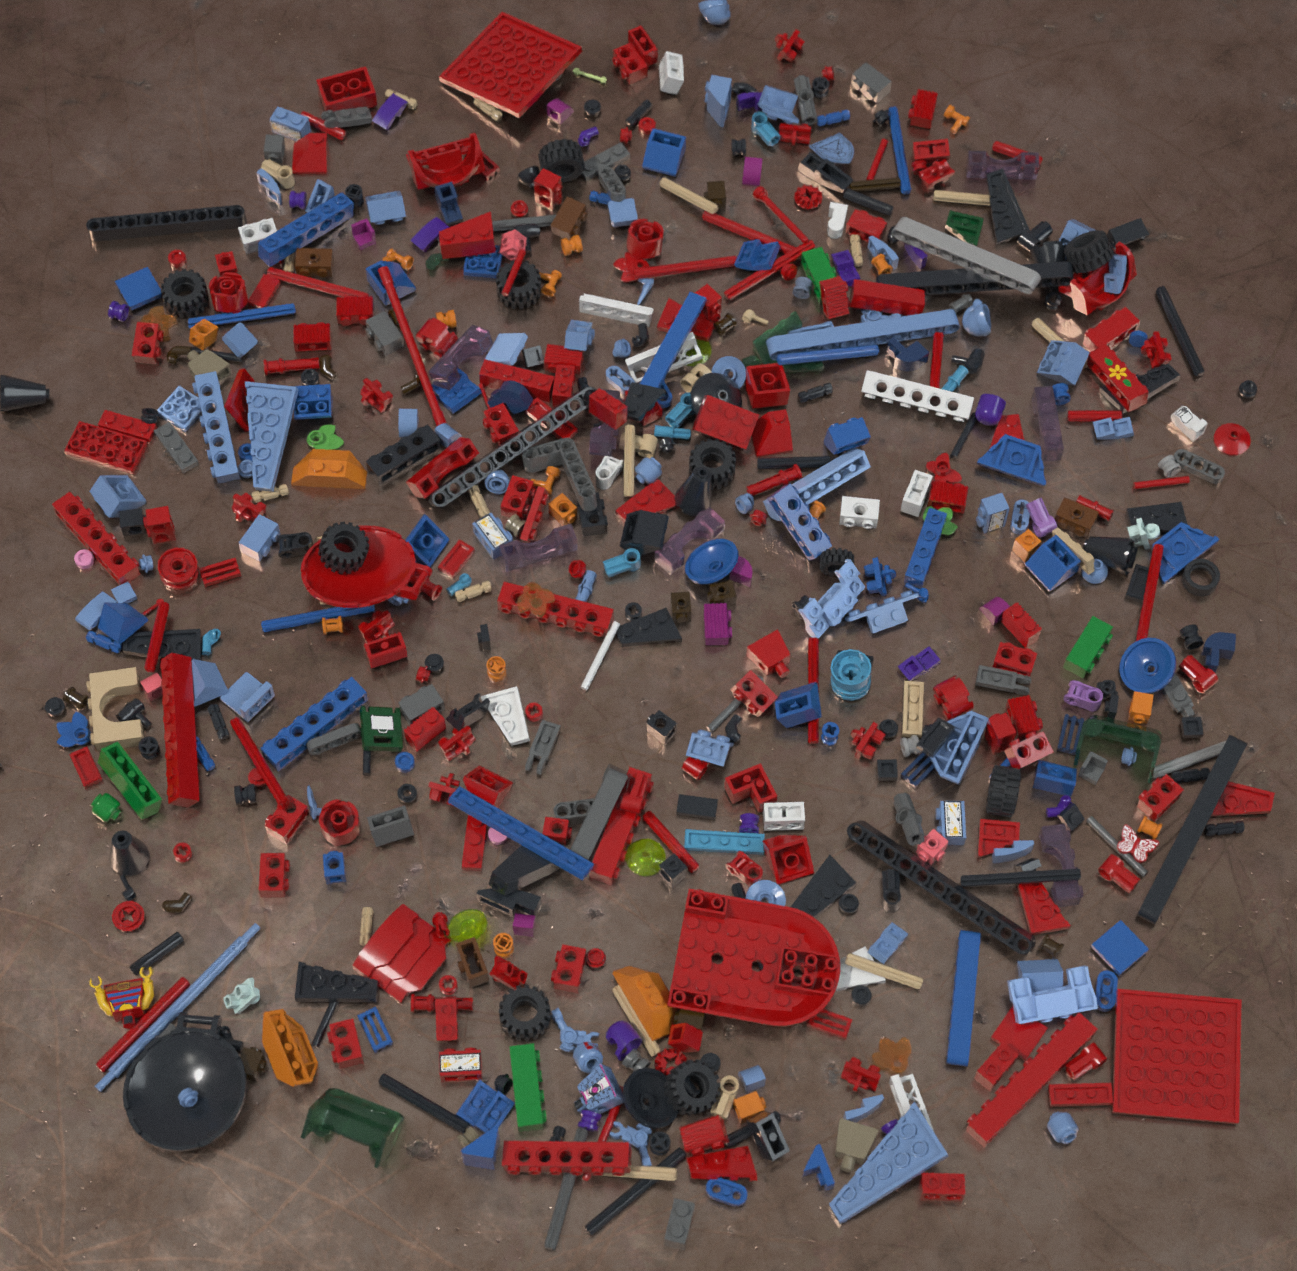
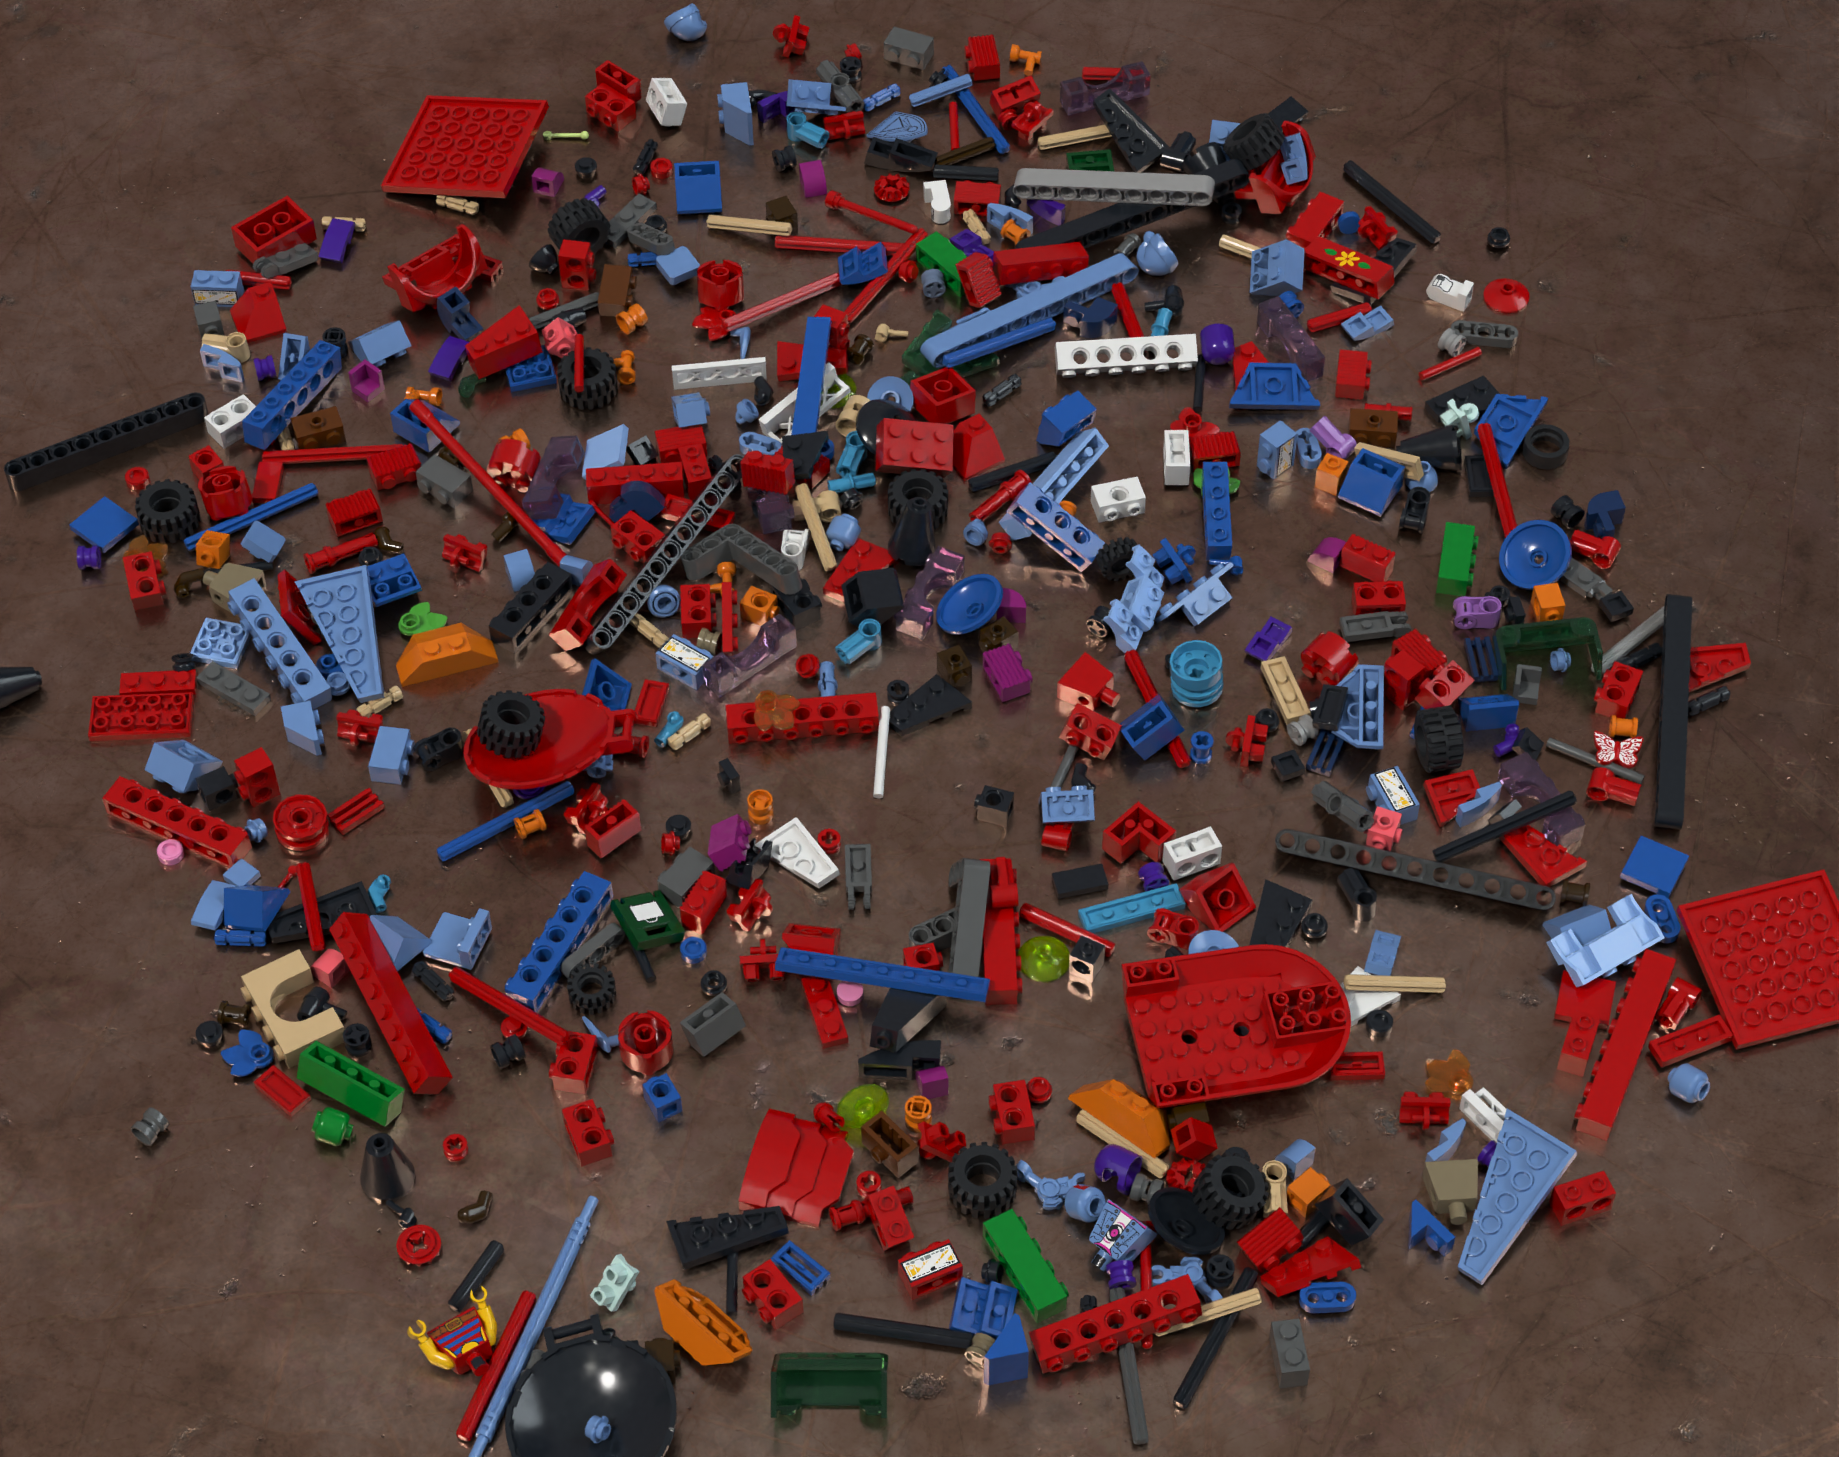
camera: 20 degrees left, 10 degrees down
(208, 494) = (301, 728): none -> medium blue slope
(319, 756) = (591, 1001): none -> black tyre
(366, 925) = (733, 1152): tan axle -> none
(460, 690) = (729, 841): none -> magenta brick
(884, 126) = (940, 90): none -> medium blue axle
(963, 998) = (1502, 983): blue beam -> none
(1074, 599) = (1415, 510): none -> black piece
(1080, 467) = (1351, 374): none -> red brick

